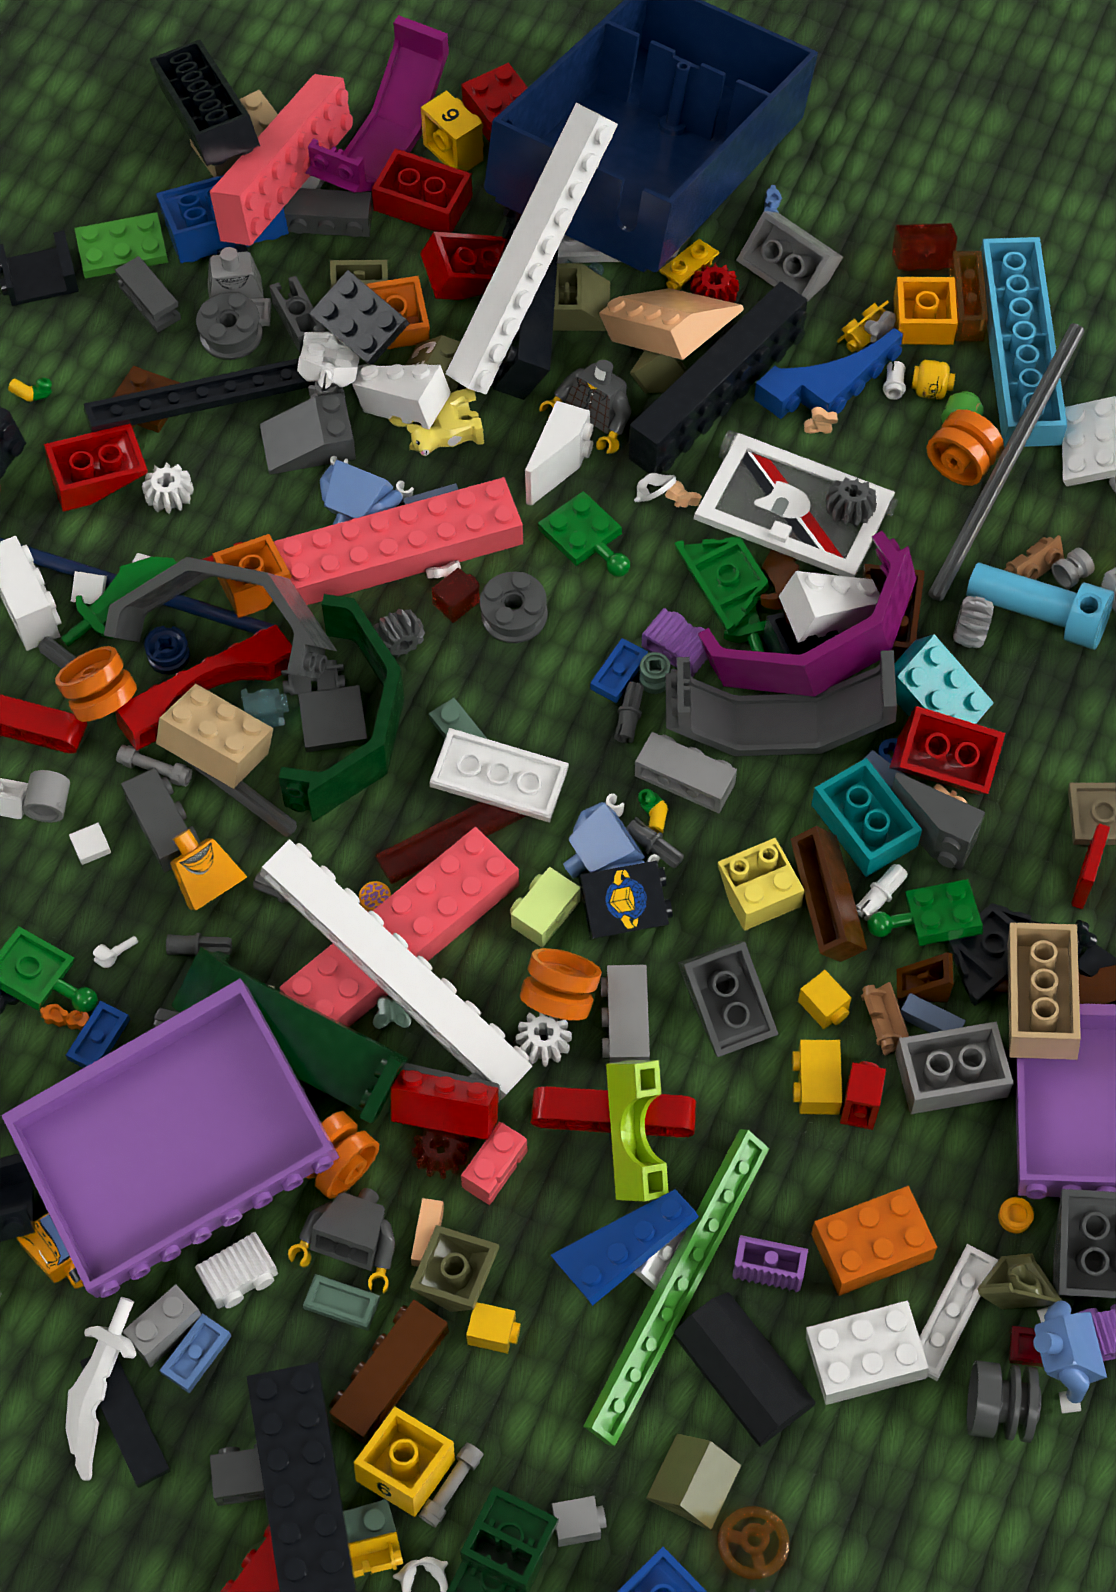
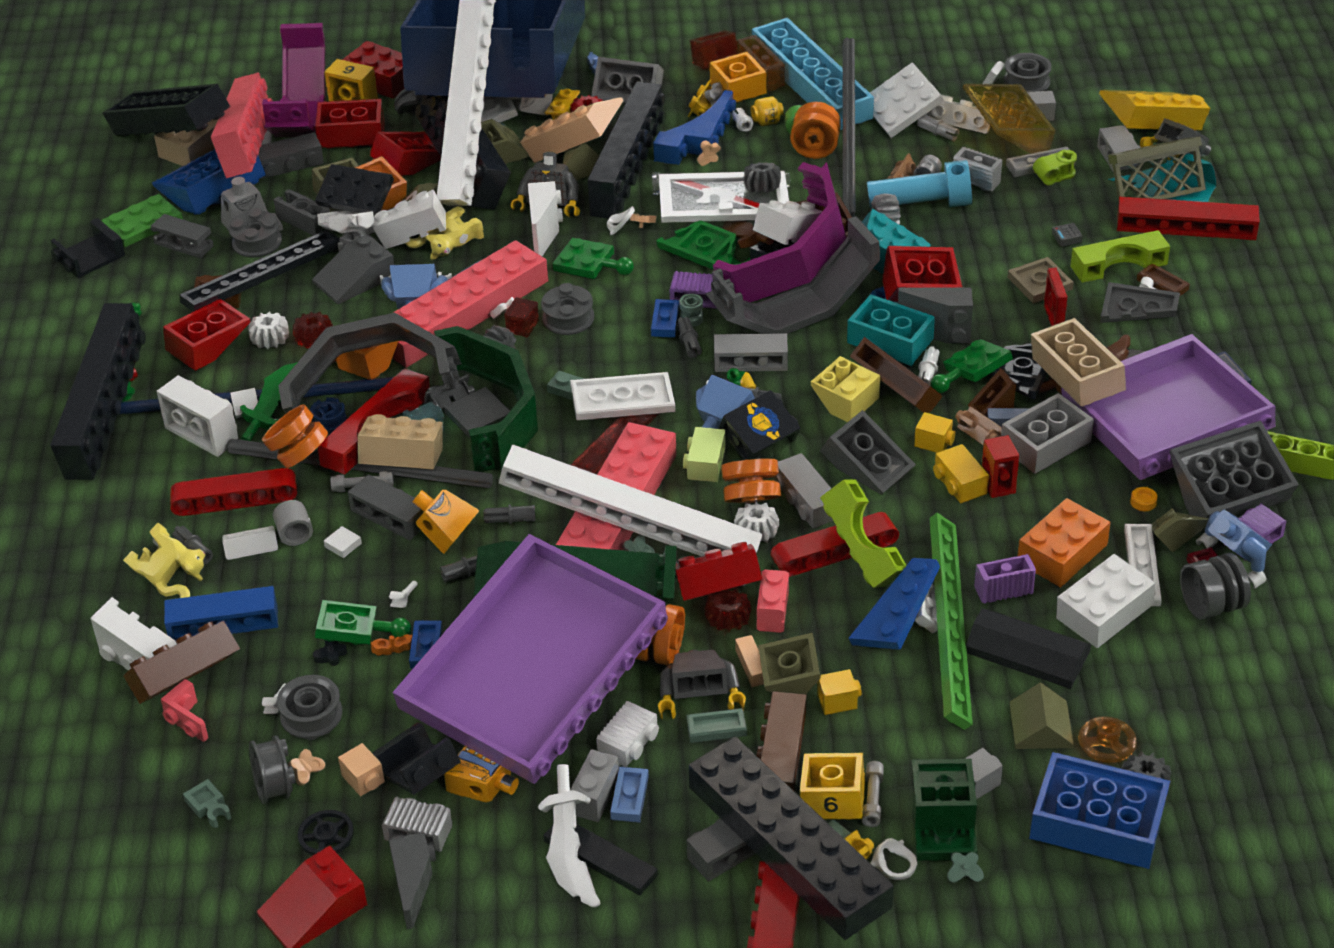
camera: 25 degrees left, 20 degrees down
(215, 509) = (310, 327): none -> clear red gear

